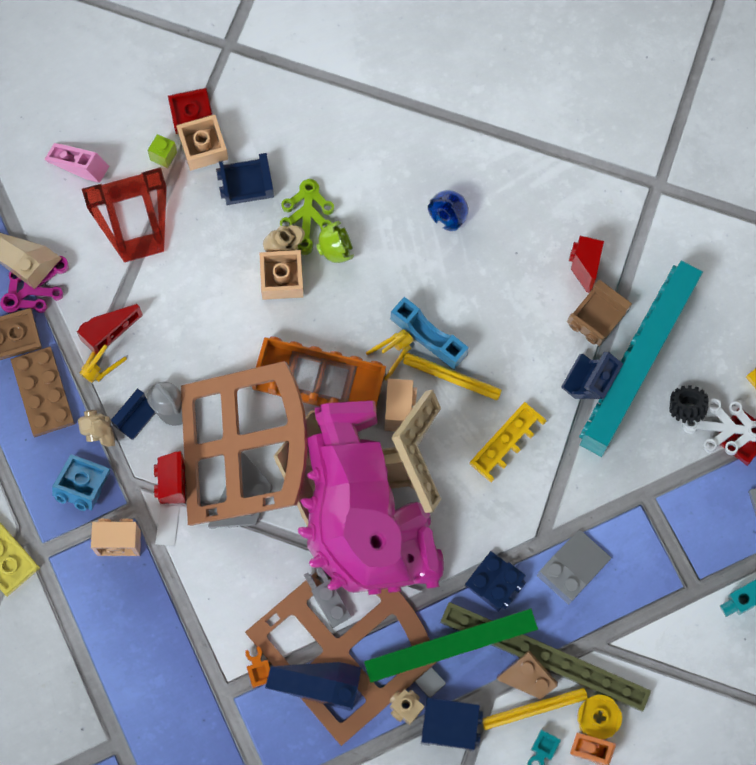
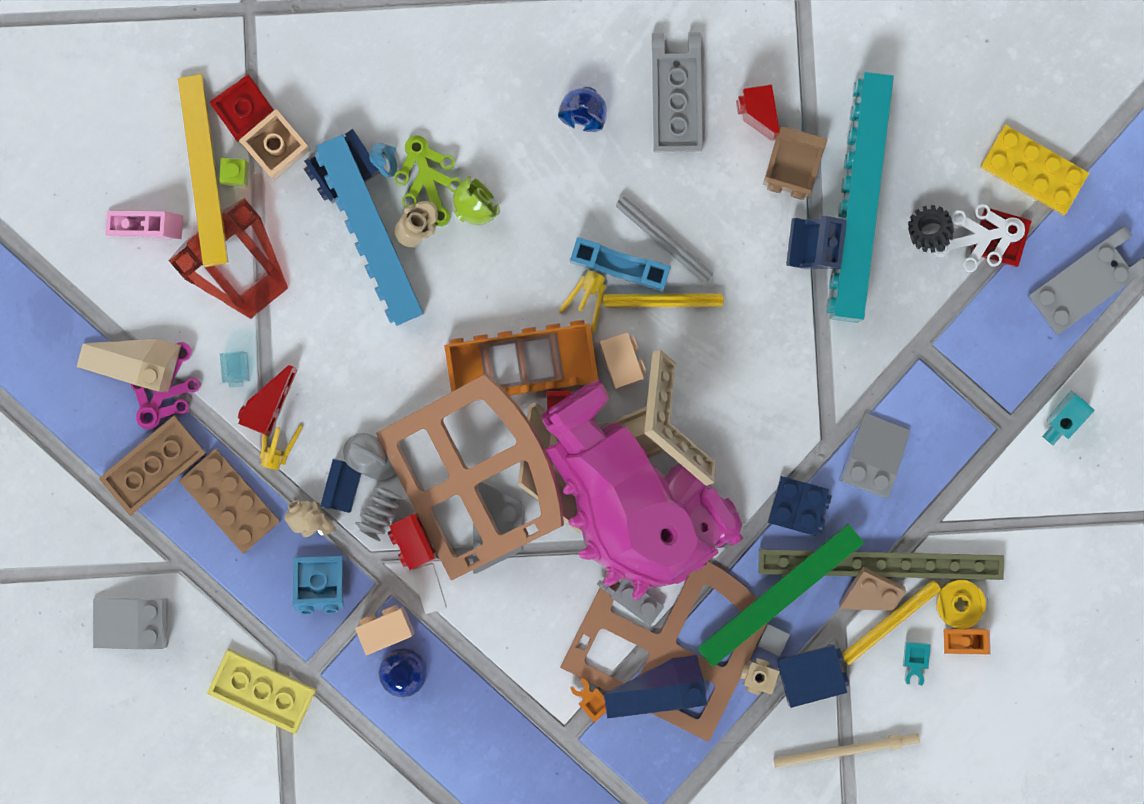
camera: 25 degrees left, 15 degrees up
(94, 292) = (234, 368): none -> clear light blue brick
(115, 582) = (402, 672): none -> clear blue cylinder
(139, 140) = (203, 170): none -> yellow tile
(154, 445) = (378, 512): none -> light grey piece
(245, 232) = (369, 230): none -> dark azure brick
(275, 183) = (378, 160): none -> dark azure piece
(281, 274) = (431, 264): light nougat brick -> none
(472, 331) = (664, 239): none -> light grey axle
(505, 440) = (749, 348): yellow hinge -> none
(525, 230) = (677, 97): none -> light grey hinge

